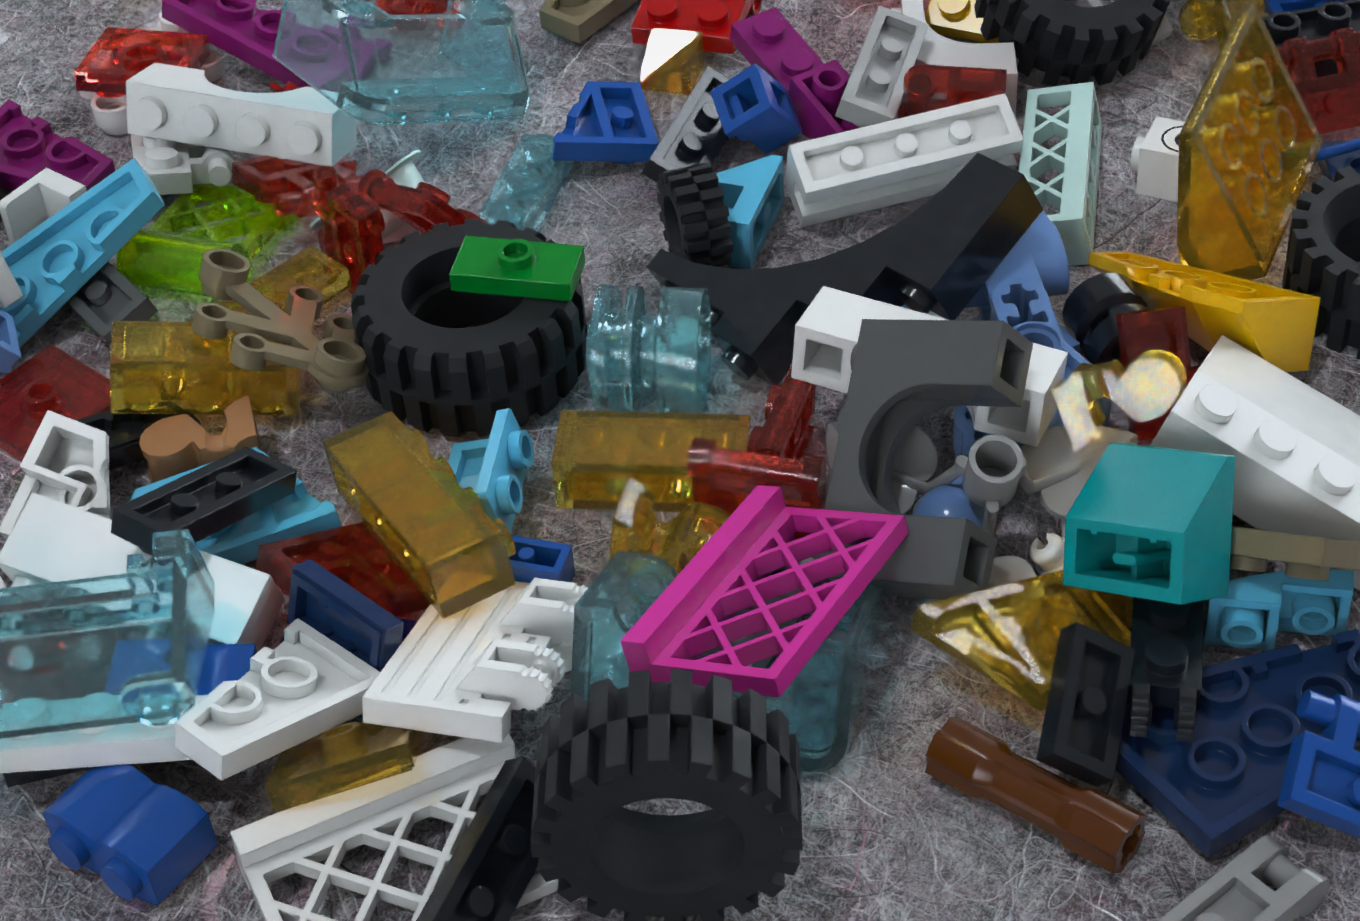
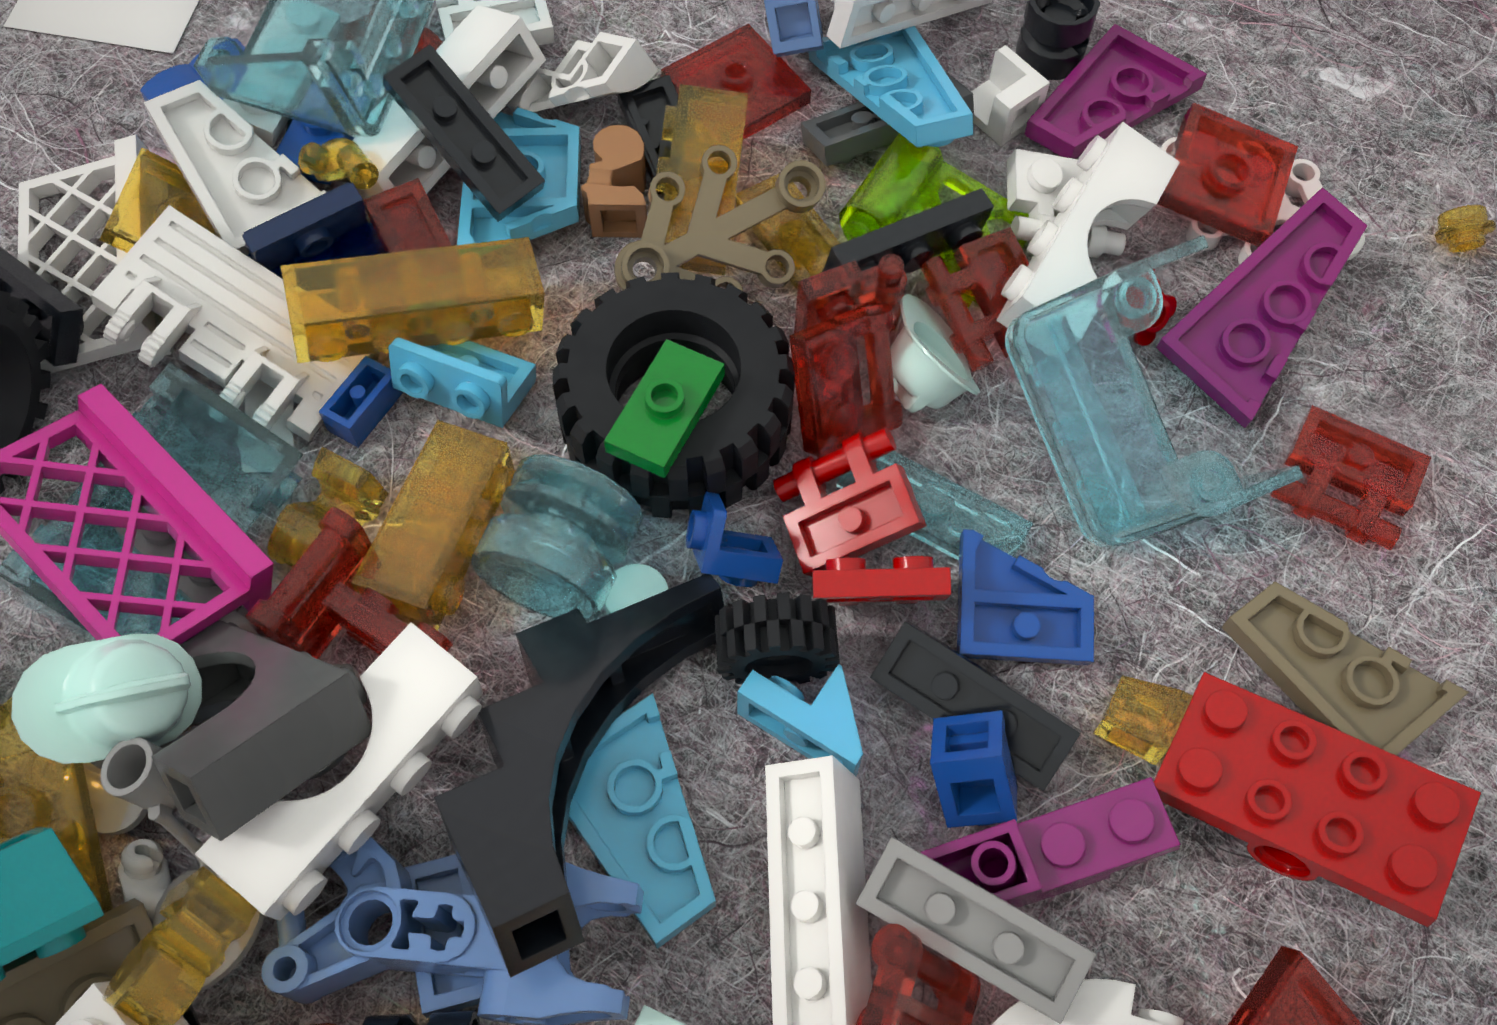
camera: 100 degrees right, 20 degrees up
(249, 603) = (338, 160): none -> clear yellow arm
(267, 216) = (919, 235): none -> black plate
(555, 200) = (854, 518): none -> plate
(614, 261) = (731, 555): none -> blue bracket
(625, 182) = (909, 581): none -> red plate
(937, 490) = (106, 692): none -> light aqua piece

